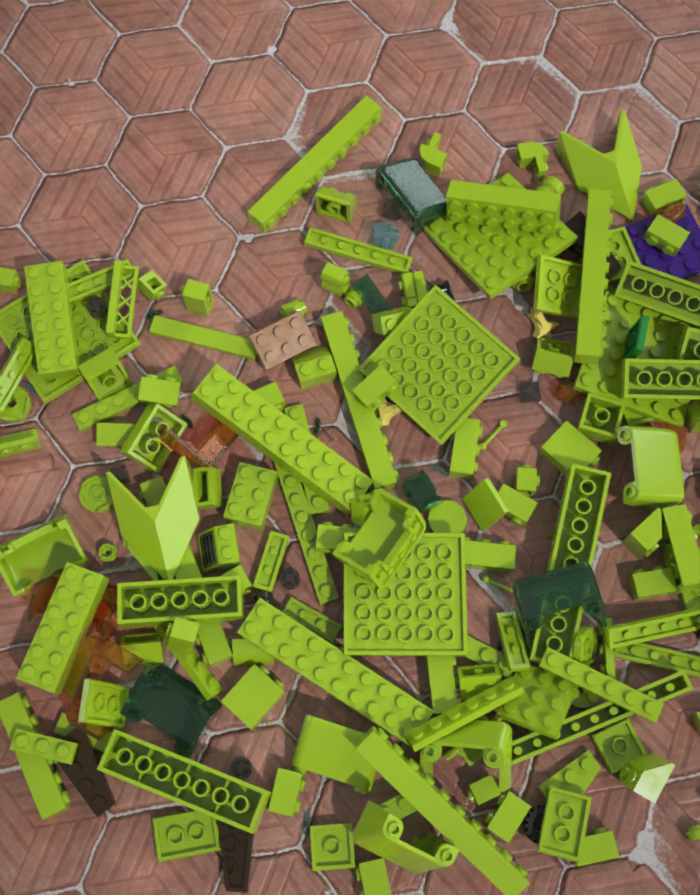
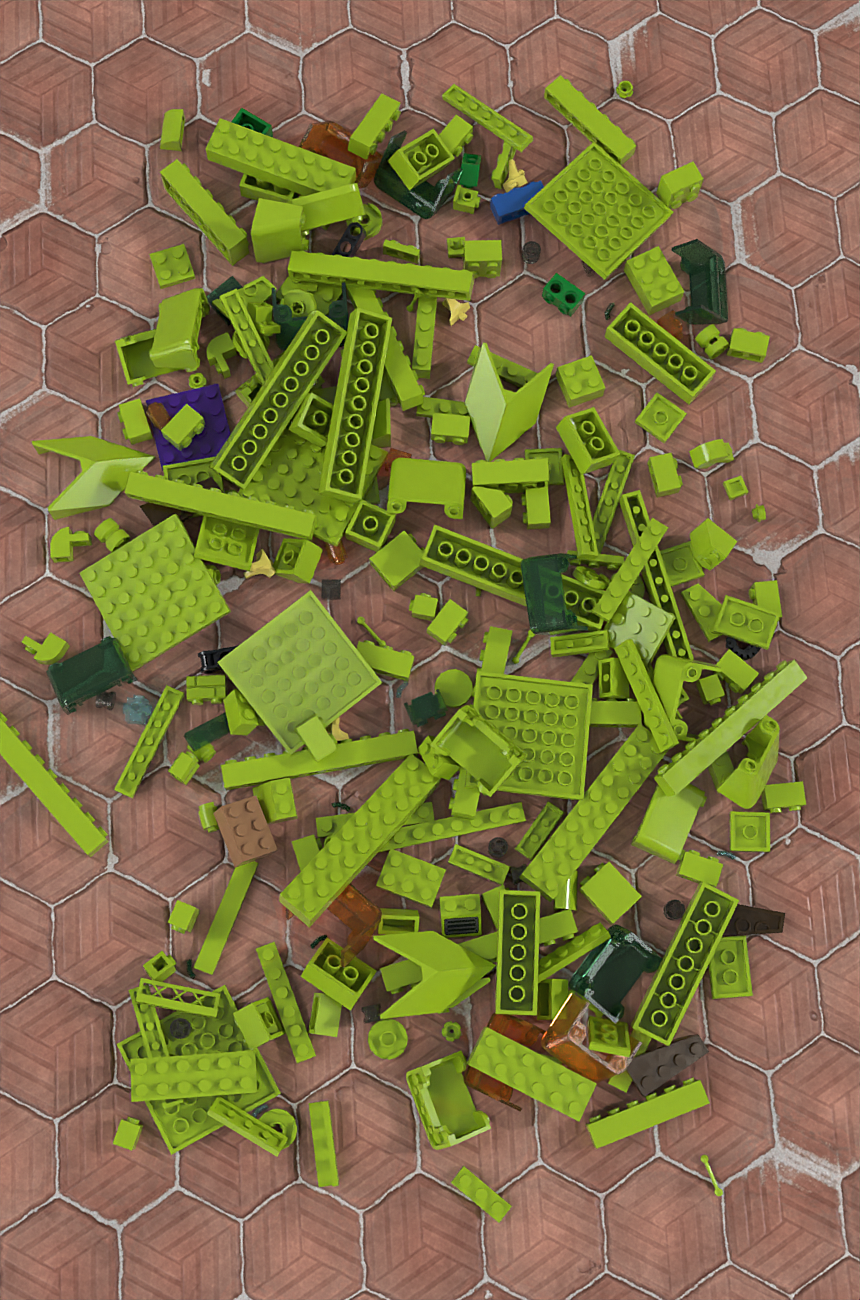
camera: 90 degrees left, 5 degrees up
(43, 746) = (643, 1098): lime plate -> none
(159, 391) = (291, 962): lime brick -> none
(181, 636) = (552, 953): lime brick -> none
(335, 204) = (90, 757): lime slope -> none
(485, 504) = (446, 648): lime tile -> none
(503, 207) = (133, 582): lime brick -> none
(636, 338) = (300, 477): green tile -> none

